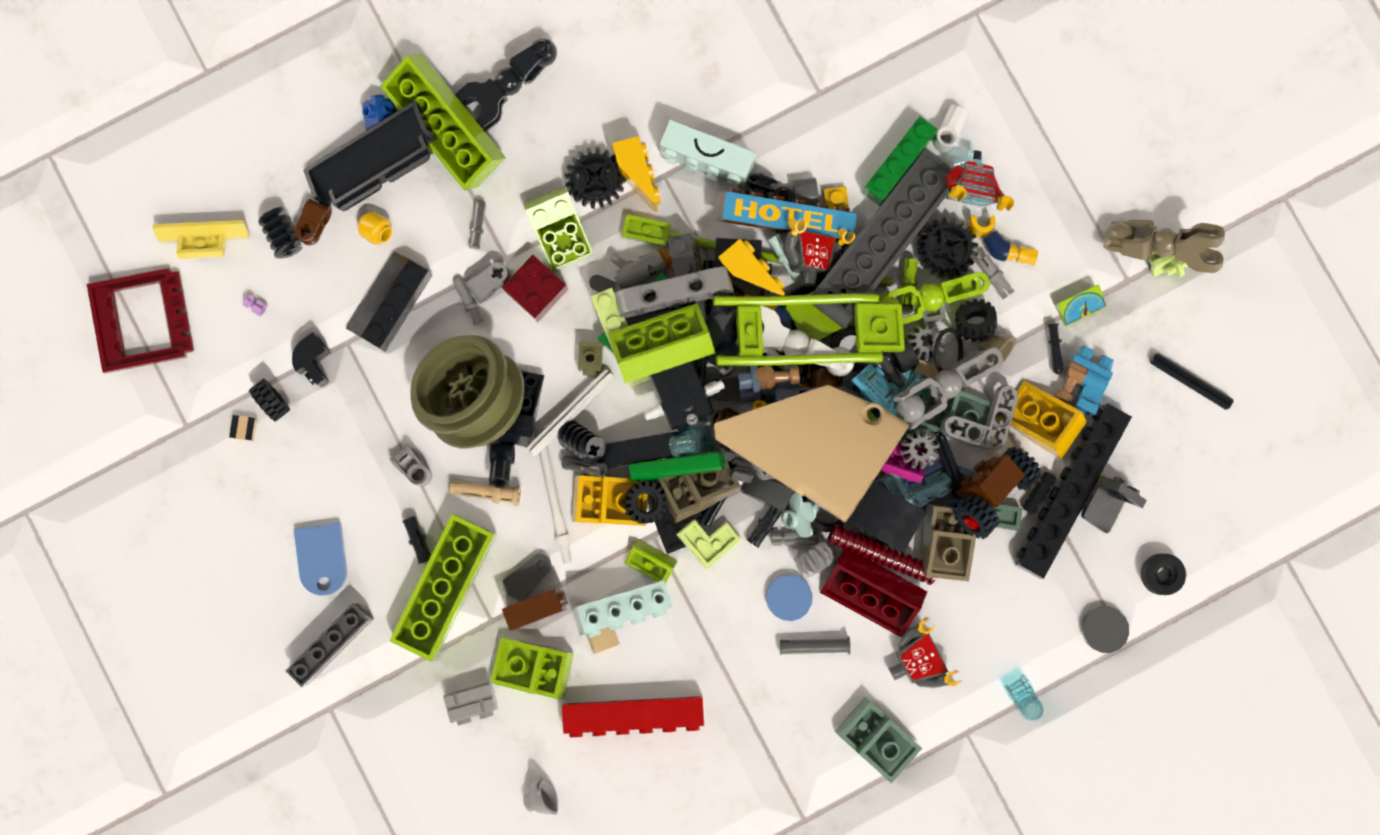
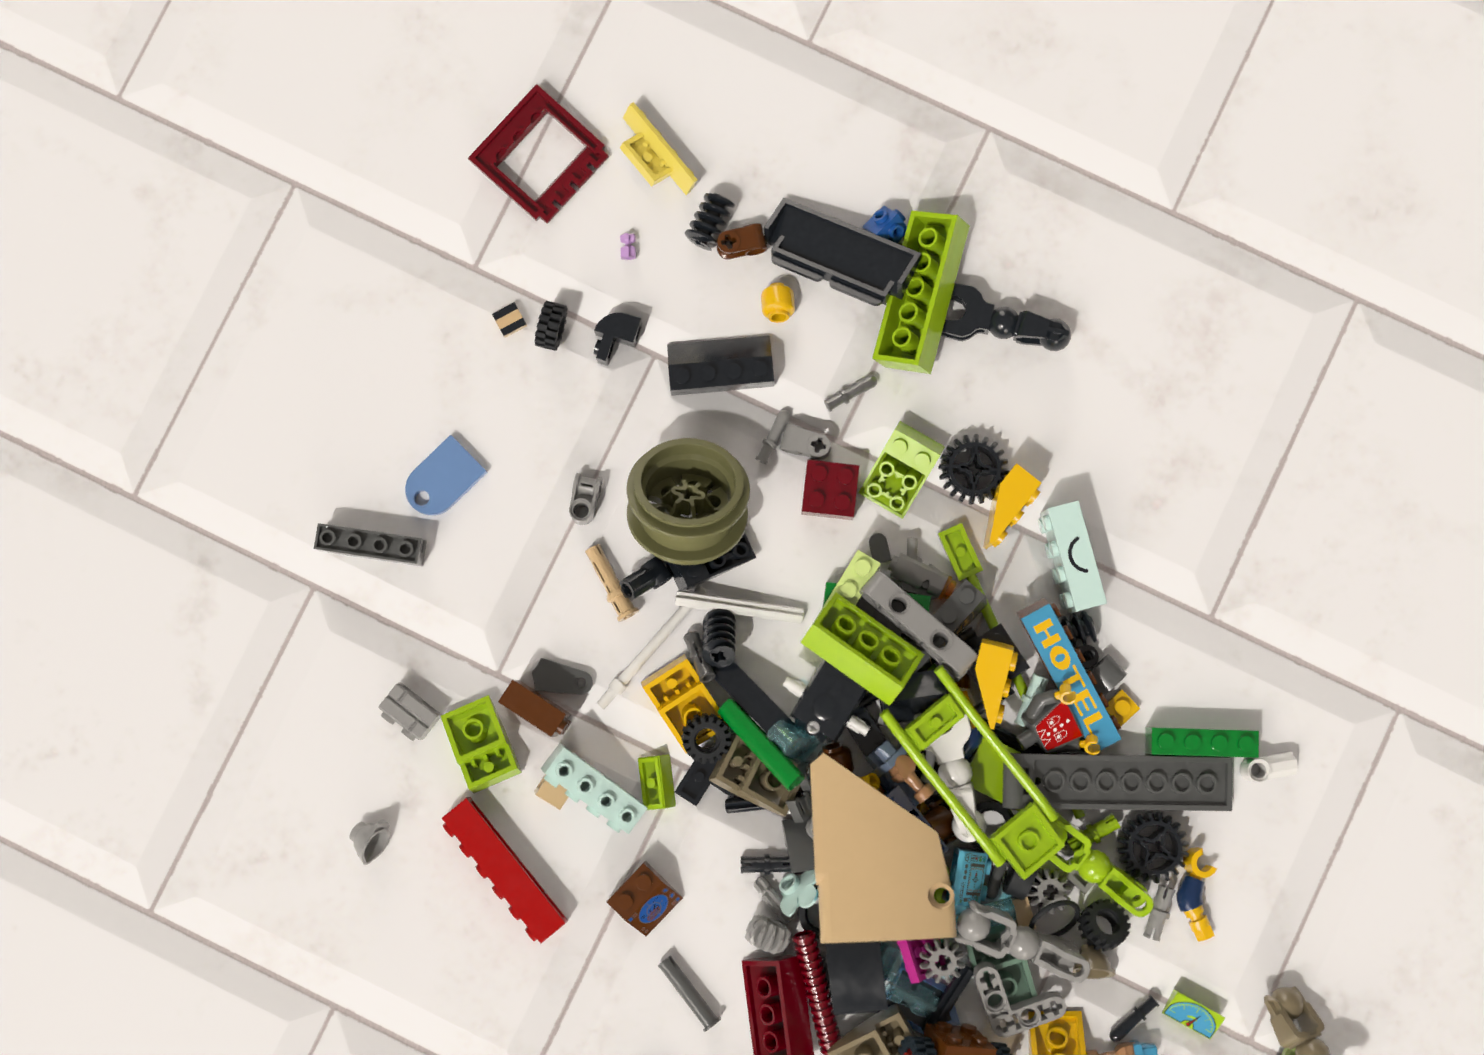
camera: 55 degrees right, 0 degrees up
(417, 539) = (522, 553): black pin -> none
(443, 588) = (495, 609): lime brick -> none
(590, 348) = (813, 585): olive brick -> none
(708, 548) = (707, 827): yellowish green tile -> none
(727, 629) = (644, 899): none -> reddish brown slope
(789, 597) = (716, 935): medium blue tile -> none
(976, 184) = (1233, 831): torso -> none

